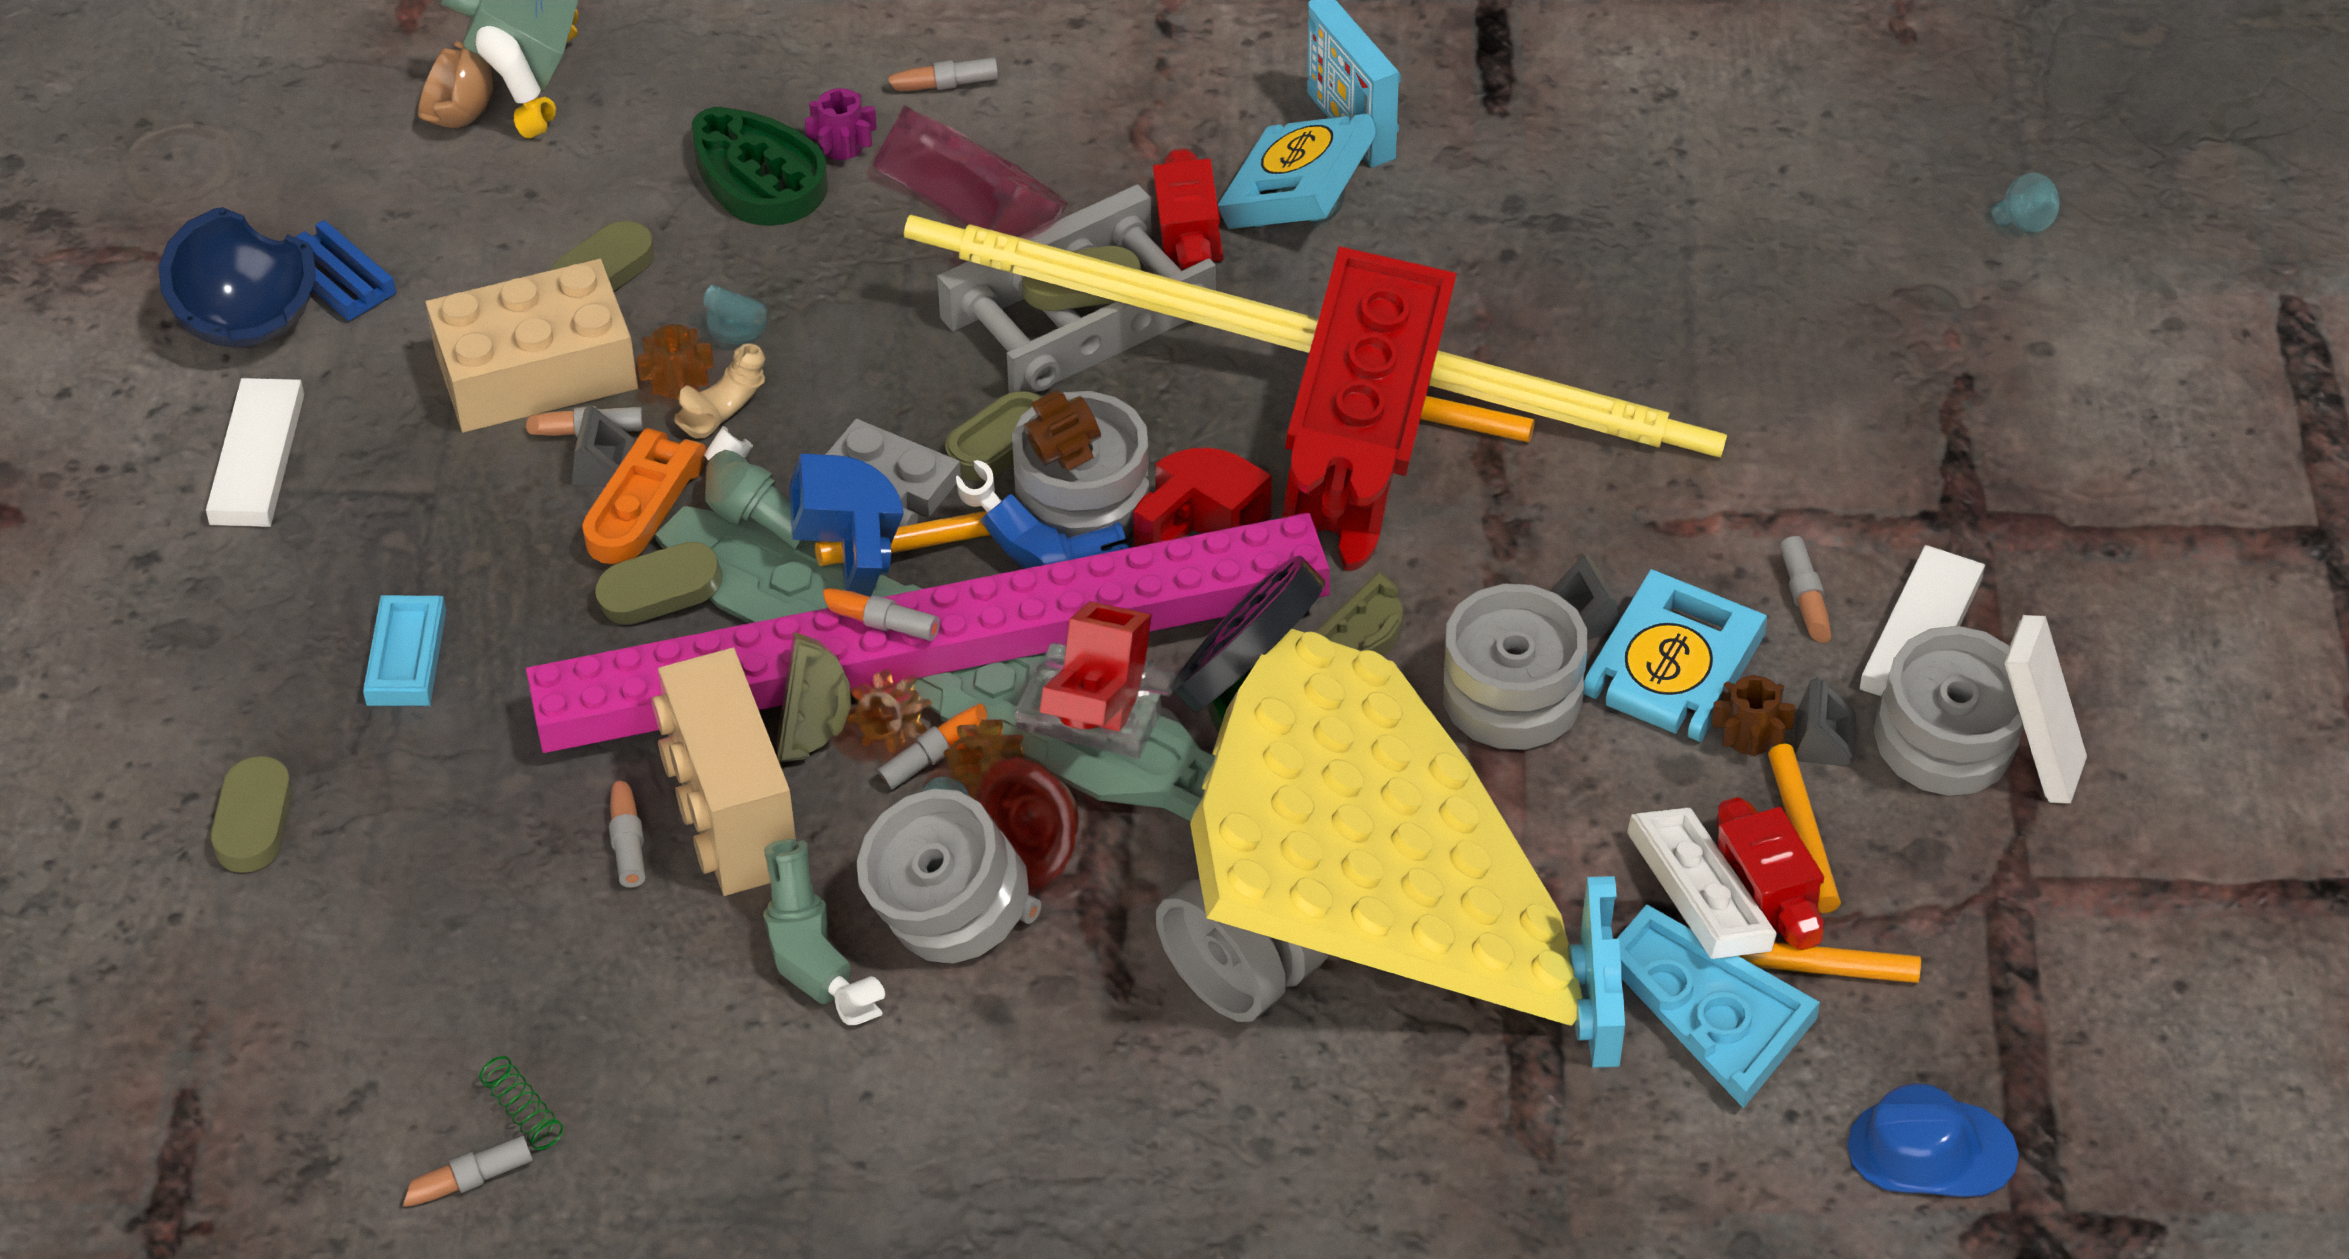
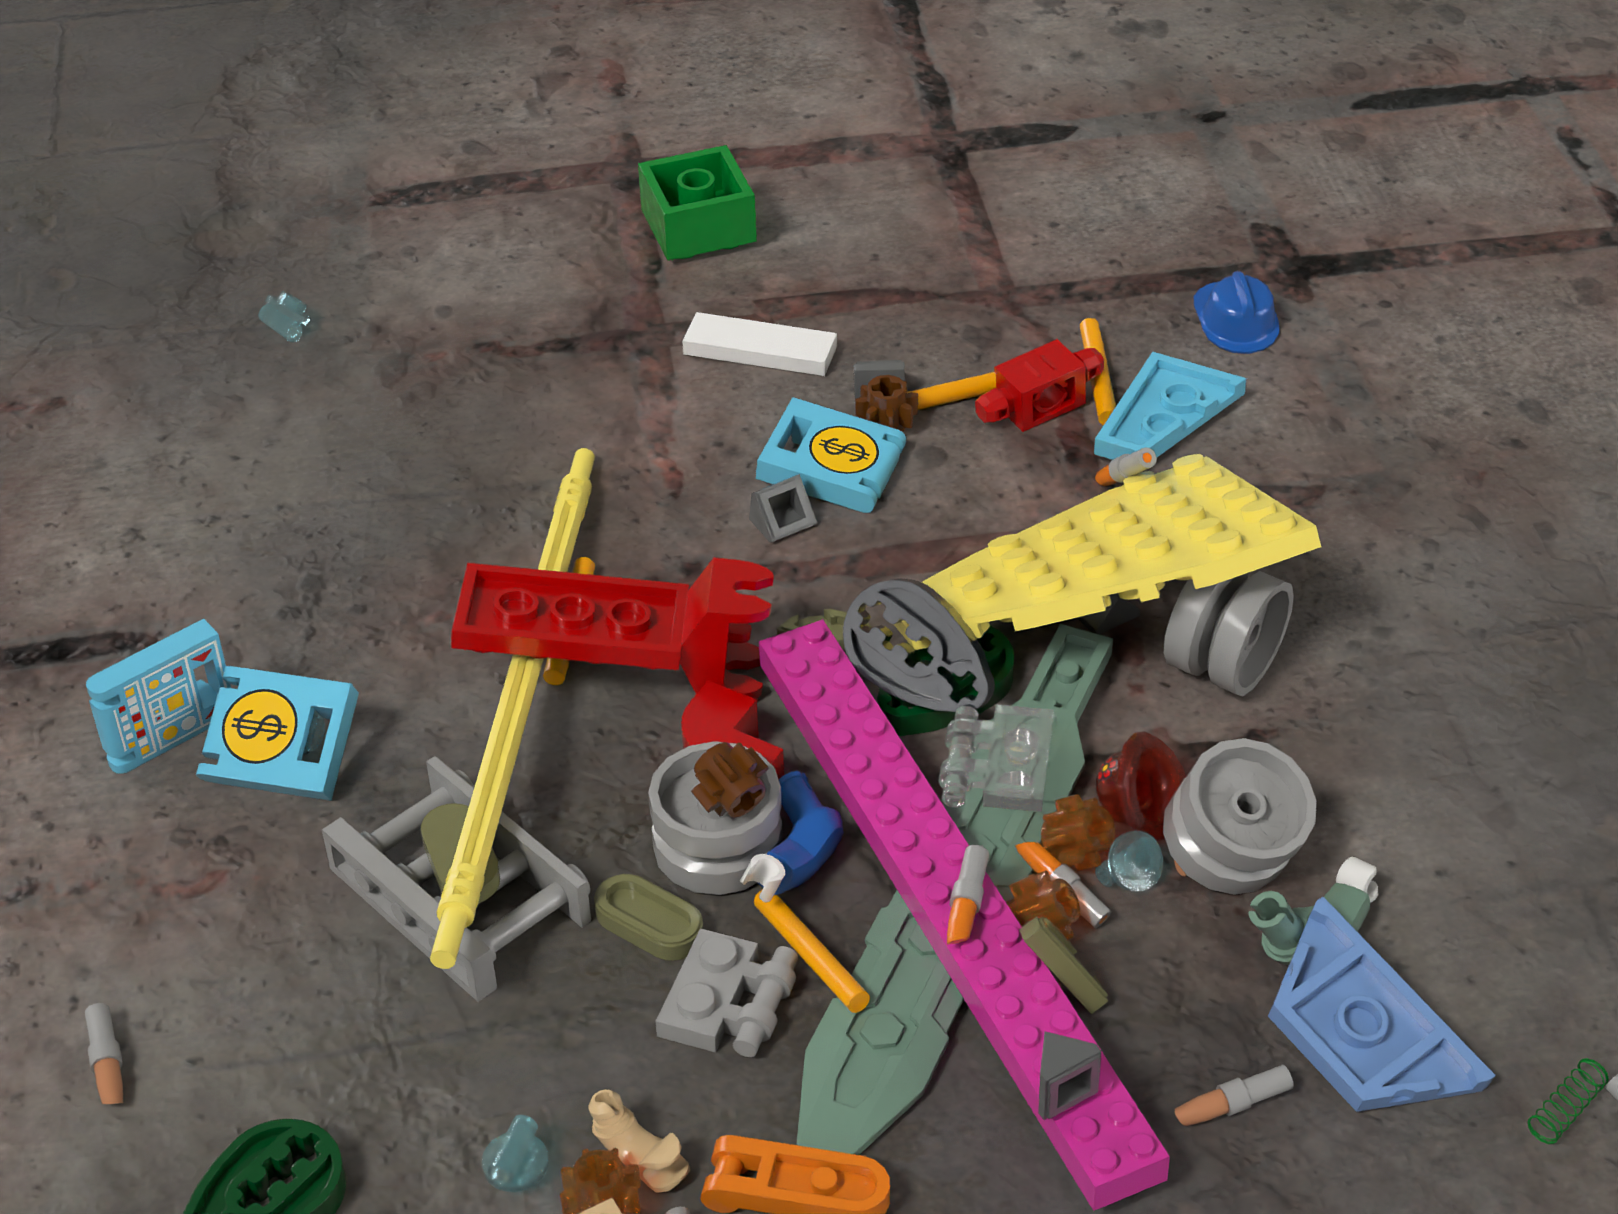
camera: 100 degrees left, 5 degrees down
(628, 631) = (1067, 1073): none -> dark grey slope
(659, 583) = (917, 1137): olive tile -> none
(661, 941) = (1366, 1023): none -> medium blue wing
(725, 767) = (1178, 987): tan brick -> none
(745, 490) = (806, 1067): sand green arm -> none
(840, 123) = (203, 1119): magenta gear -> none
(850, 504) = (843, 949): blue brick -> none
(965, 177) = (320, 967): clear pink windscreen -> none
(1100, 668) = (1016, 720): red brick -> none
(1187, 209) = (327, 795): red piece -> none
(1514, 666) = (884, 519): light grey wheel -> none
(1561, 910) = (1126, 466): none -> light grey piece
(1598, 970) = (1179, 436): medium azure wing -> none
(1701, 883) = (1060, 417): white tile -> none
(1806, 588) = (734, 401): piece -> none
(1949, 712) = (867, 301): light grey wheel -> none
(2045, 708) = (881, 235): white tile -> none
(2201, 570) = (697, 202): none -> green brick

